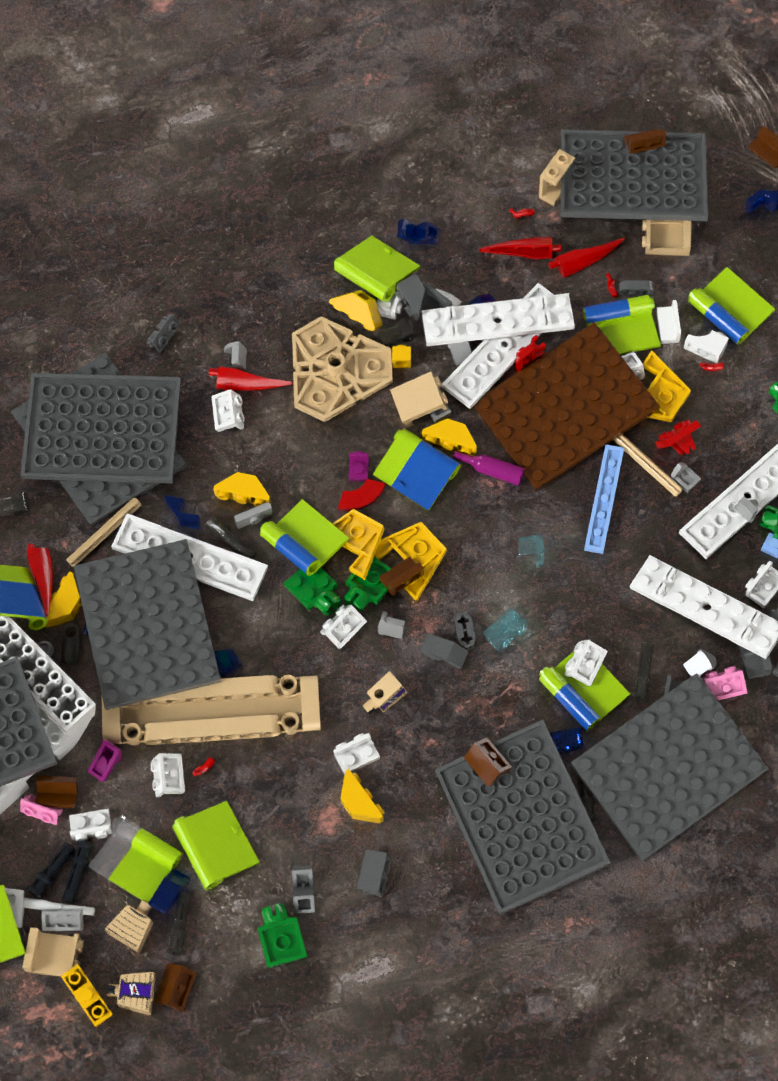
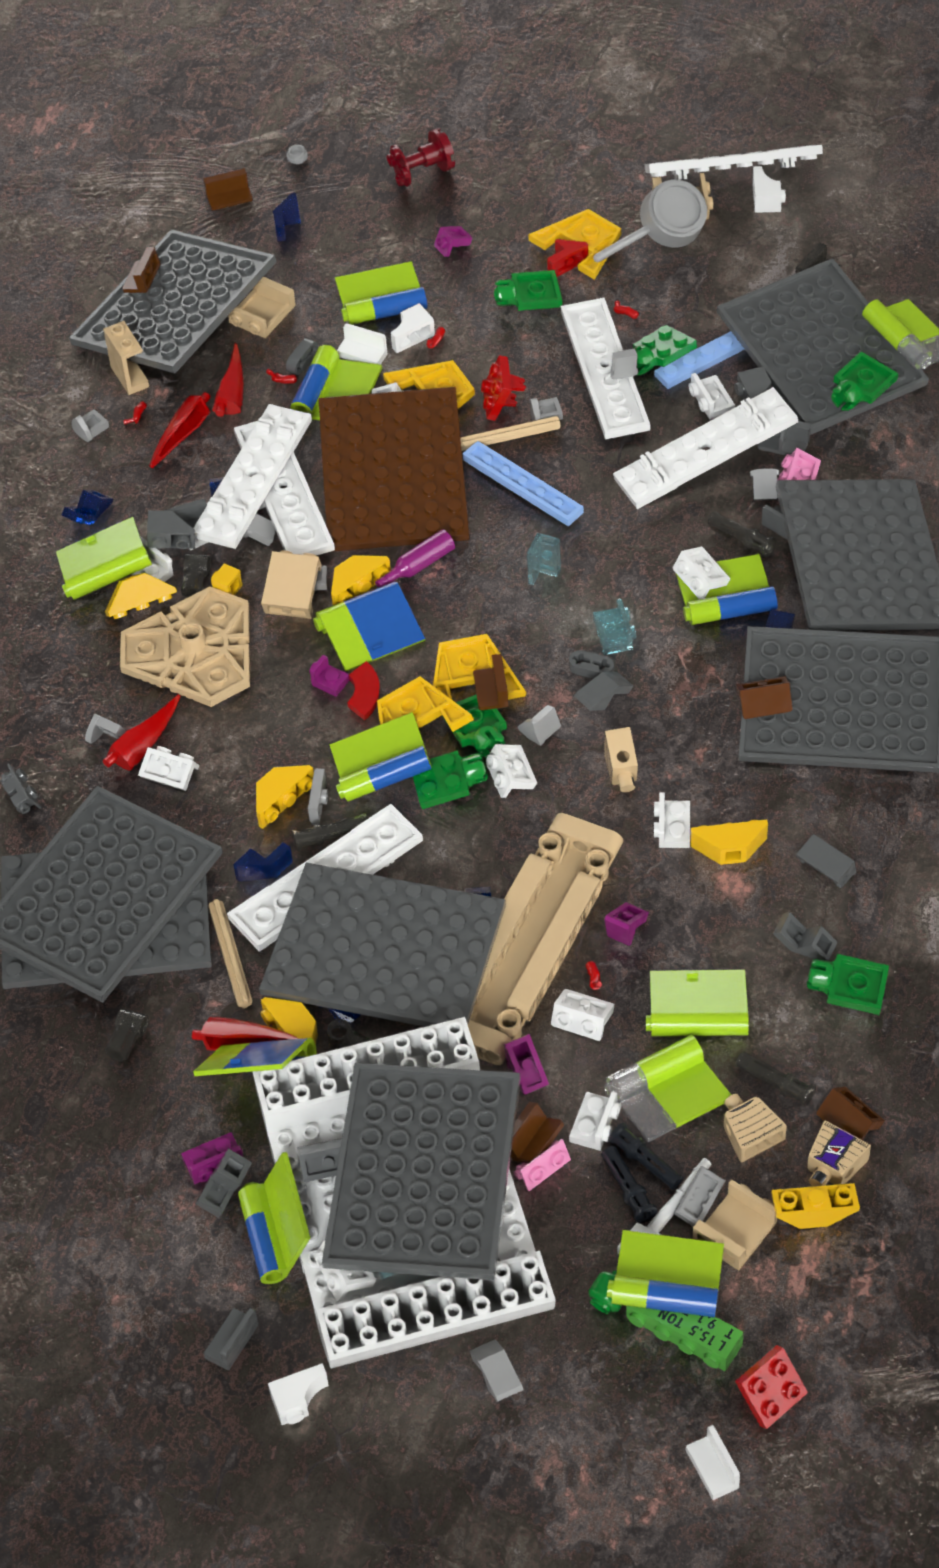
camera: 60 degrees left, 15 degrees down
(168, 891) = (730, 1068): clear blue slope -> none
(254, 764) = (623, 921): none -> magenta slope
(493, 189) = (89, 425): none -> light grey tile
(529, 354) = (313, 468): red plate -> none

